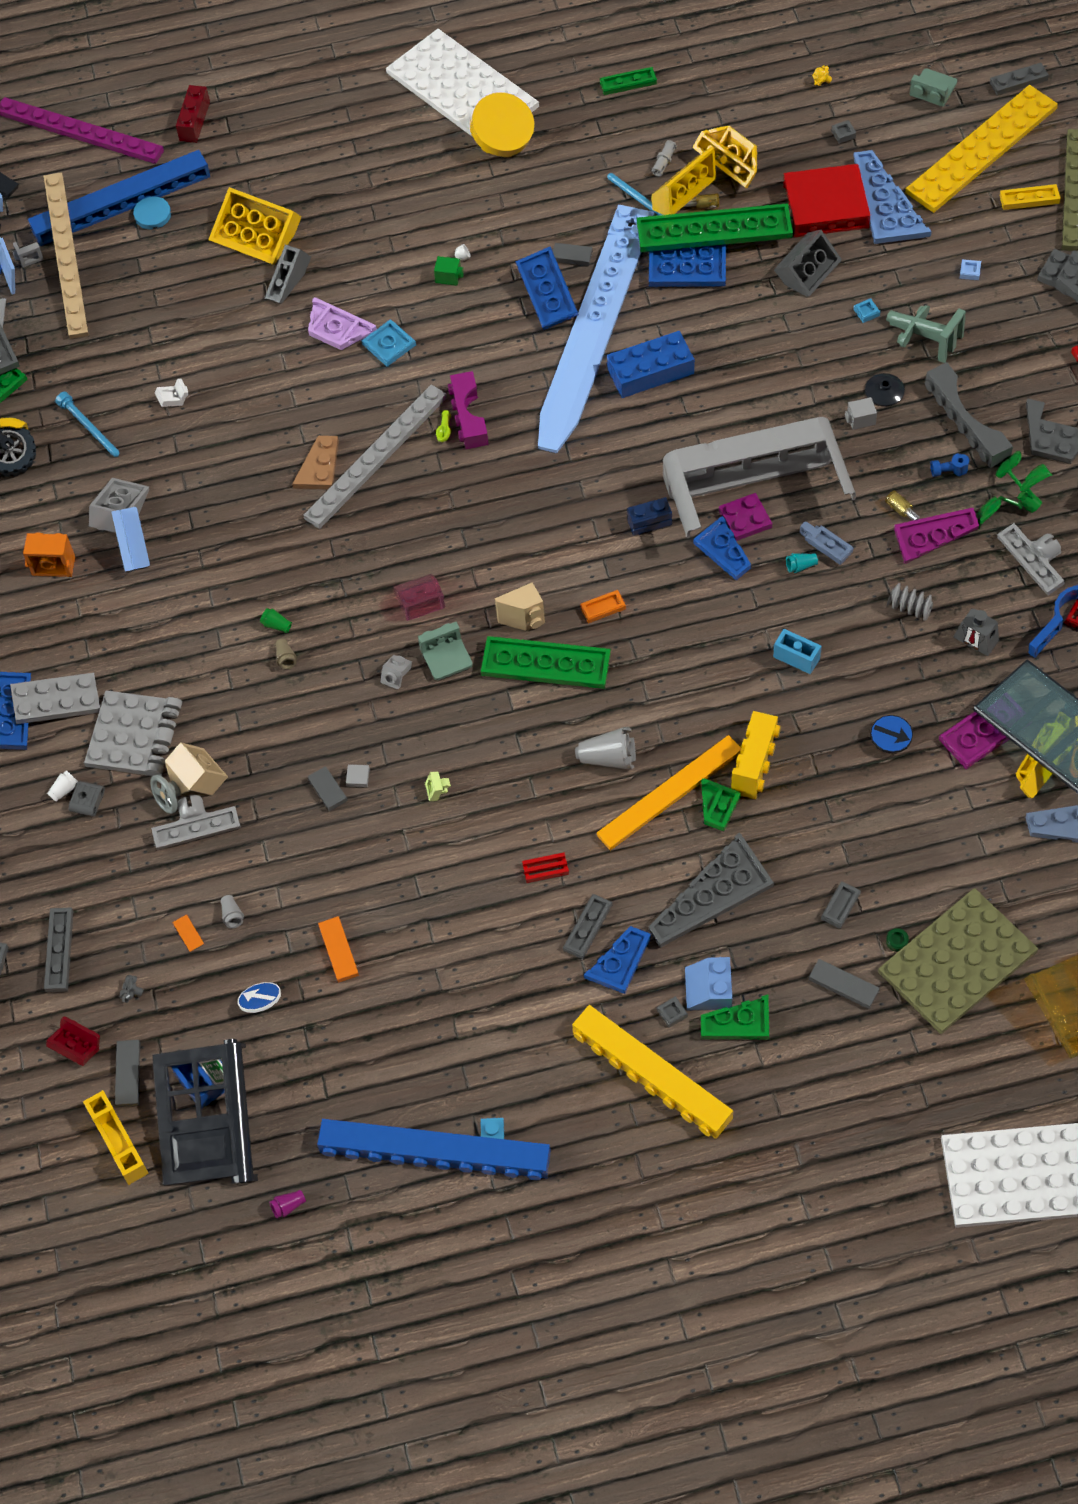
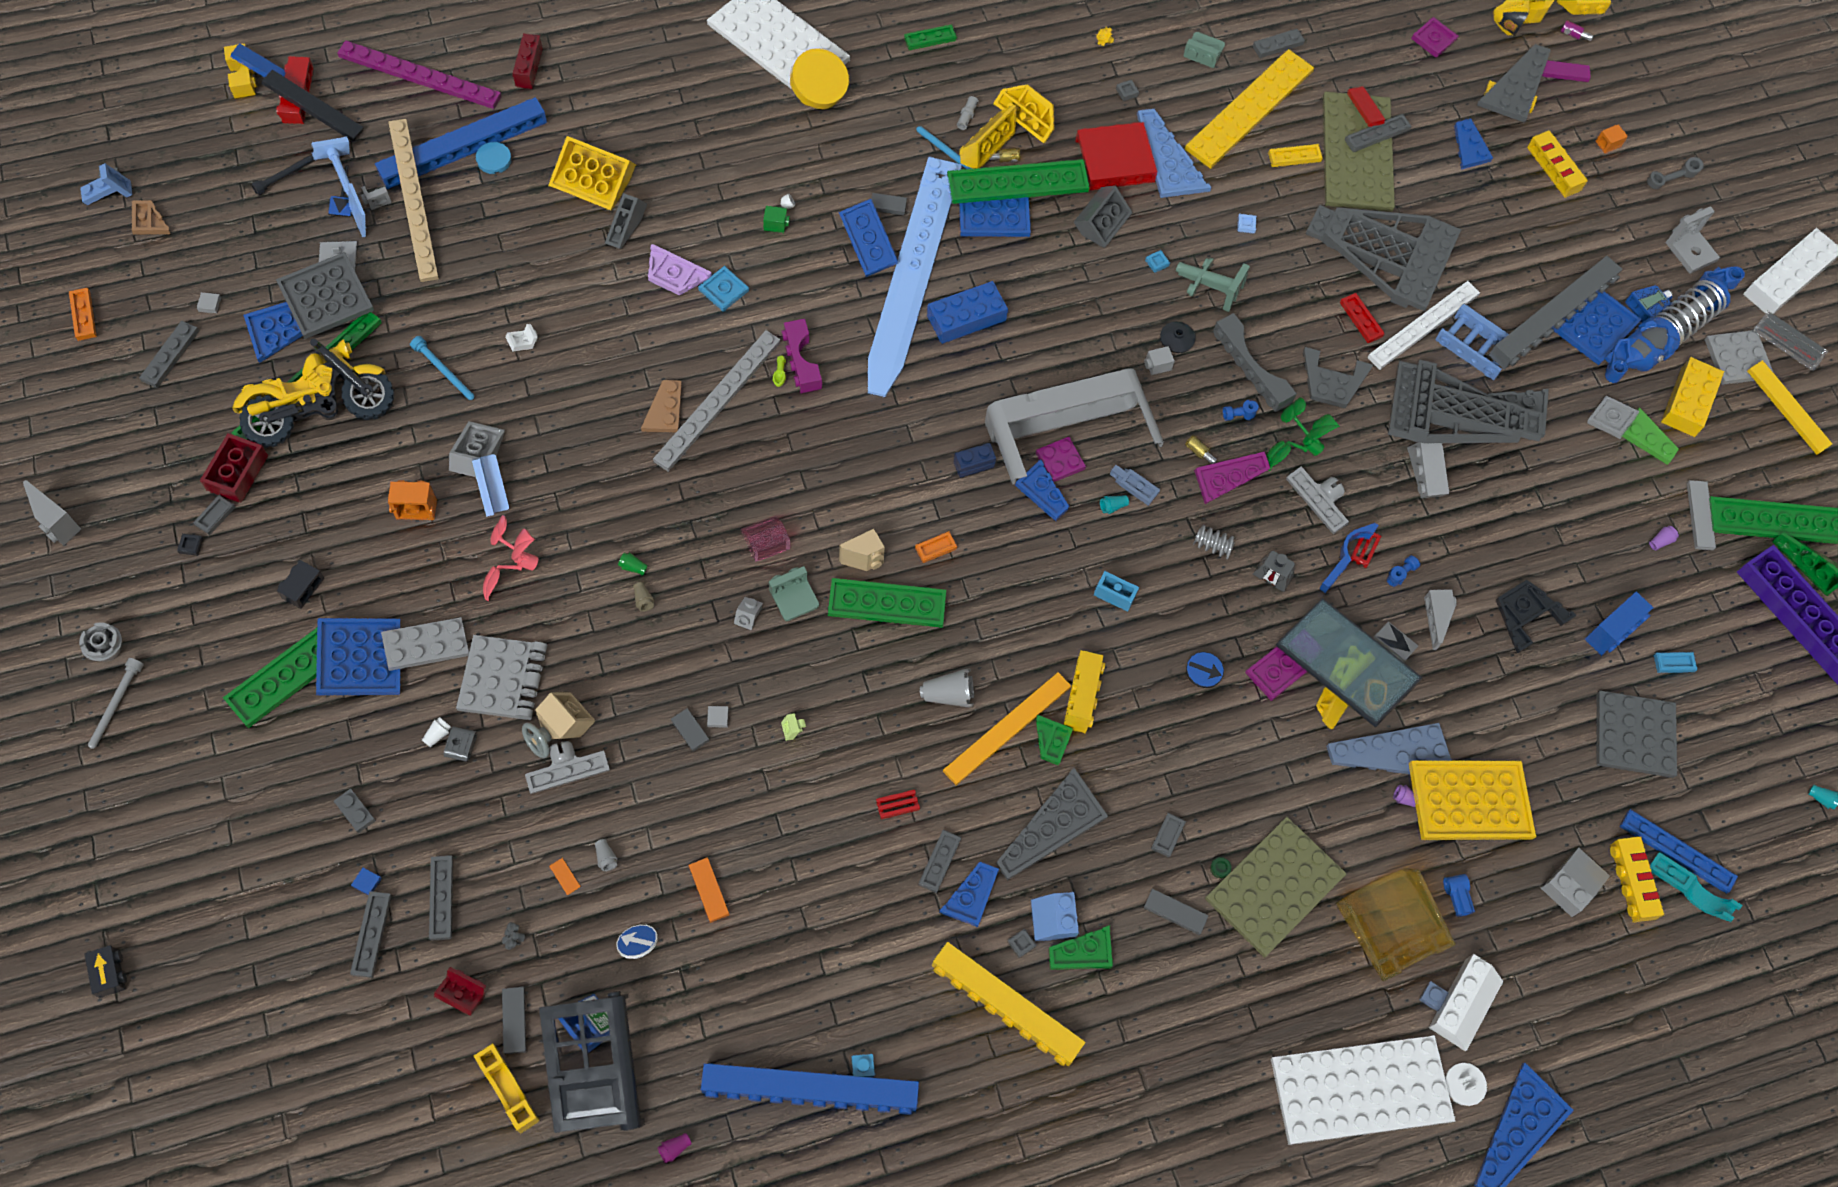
camera: 15 degrees left, 5 degrees up
(160, 613) = (520, 557): none -> coral plant

